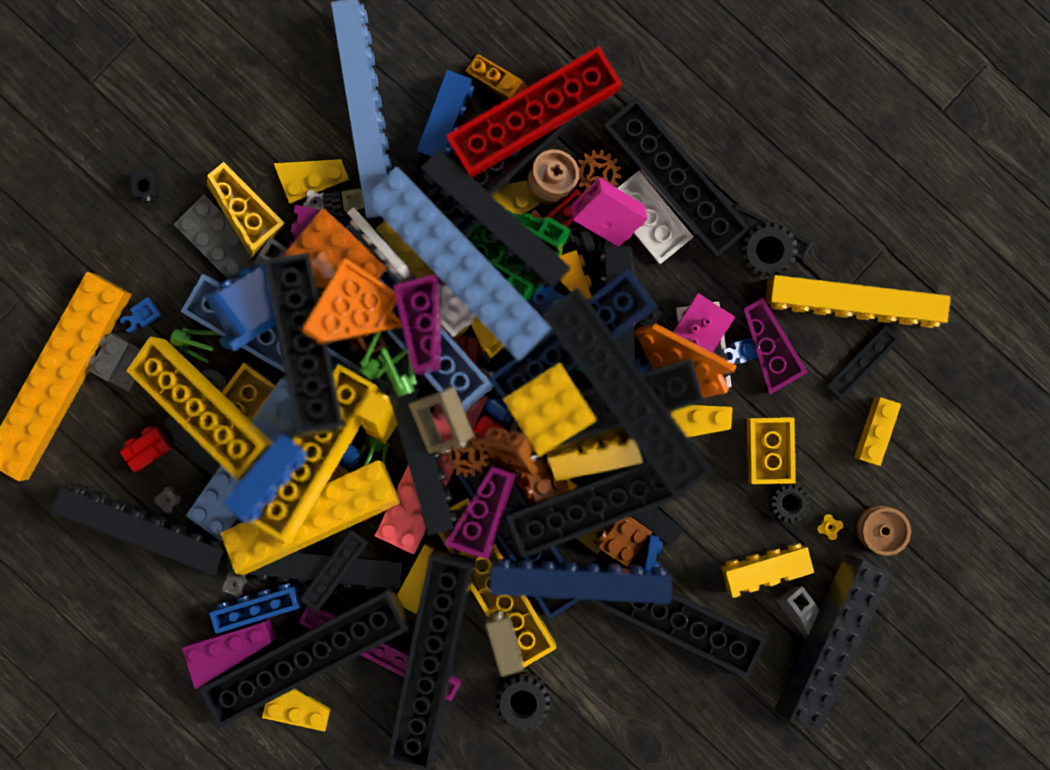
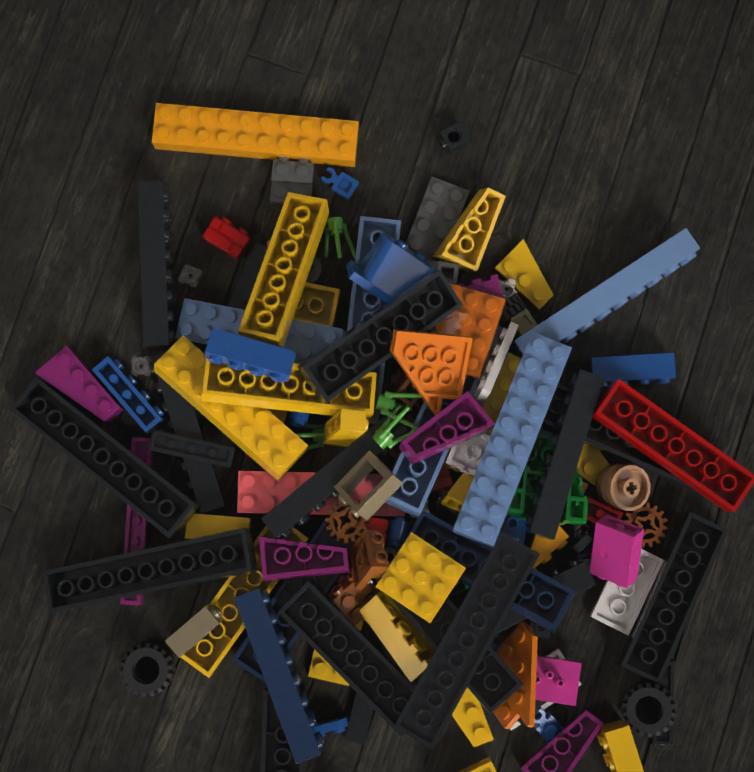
camera: 60 degrees right, 5 degrees down
(298, 710) = (53, 470): yellow wing -> none
(495, 78) = (685, 398): light orange slope -> none
(622, 539) = (331, 693): dark orange plate -> none

